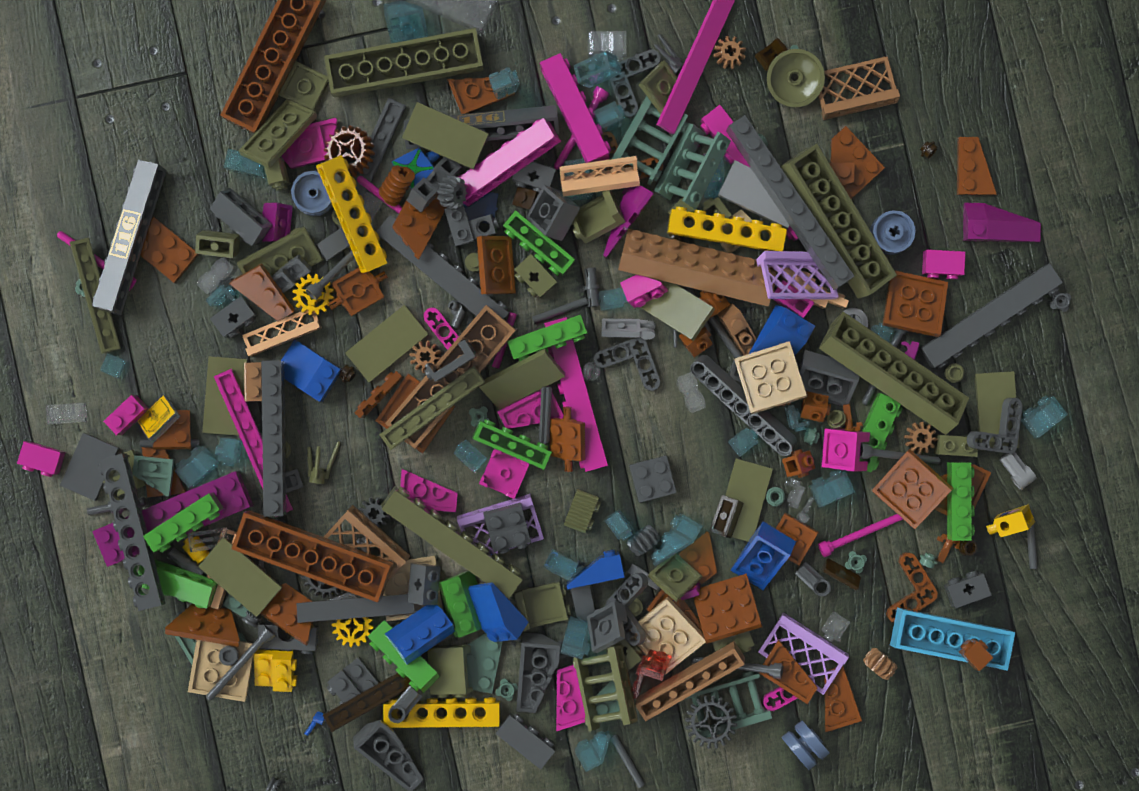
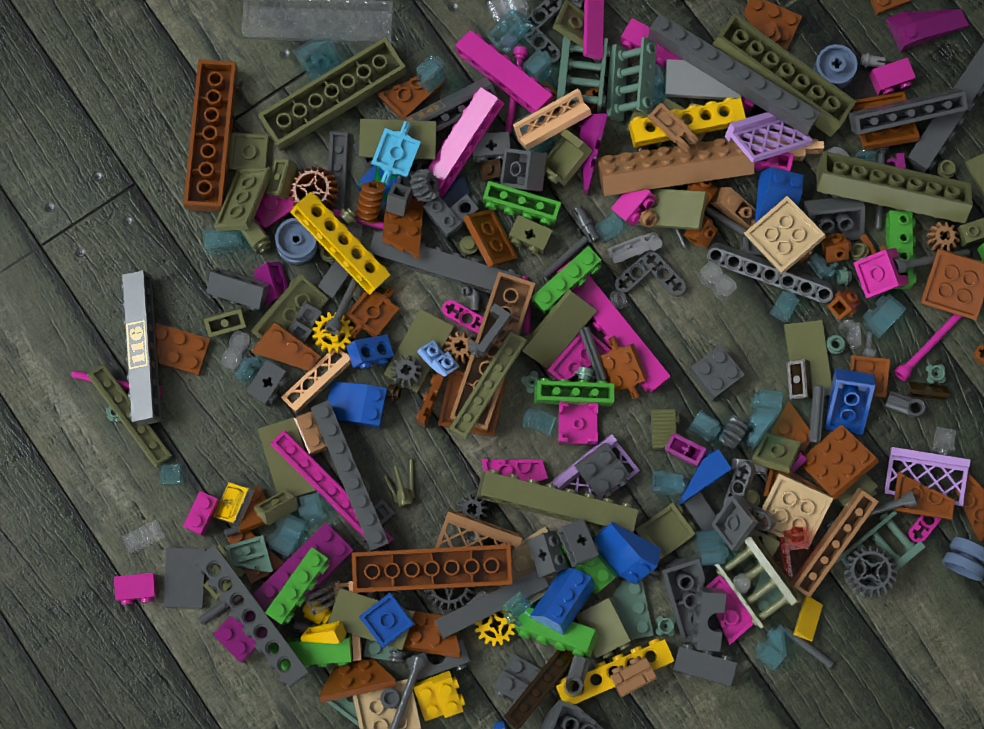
camera: 20 degrees left, 10 degrees down
(192, 574) = (326, 633): none -> yellow slope
(195, 438) = (276, 507): none -> olive slope
(253, 585) = (386, 620): none -> blue tile
(323, 126) = (281, 177): none -> olive slope
(340, 326) = (369, 348): none -> blue brick
(370, 190) = (348, 215): none -> olive plate
(372, 364) = (413, 373): none -> dark grey gear
(374, 620) = (515, 607): none -> clear light blue bracket
(399, 361) = (435, 358): none -> light blue slope
(436, 149) = (395, 152): none -> medium azure plate
(451, 599) = (578, 552): none -> dark grey brick
(455, 726) = (632, 677): none -> medium nougat brick
(530, 430) = (585, 373): none -> sand green plate
(553, 688) = (709, 602): none -> dark grey arch
(588, 684) = (741, 583): none -> clear plate
(591, 541) = (685, 450): none -> magenta slope
(637, 737) = (808, 619): none -> yellow slope
(650, 308) = (648, 218): none -> medium nougat plate
(708, 231) = (672, 126): none -> medium nougat hinge
(728, 555) = (817, 414): none -> dark grey axle
(931, 239) = (873, 61): none -> light grey pin
(940, 307) = (908, 111): none -> dark grey brick

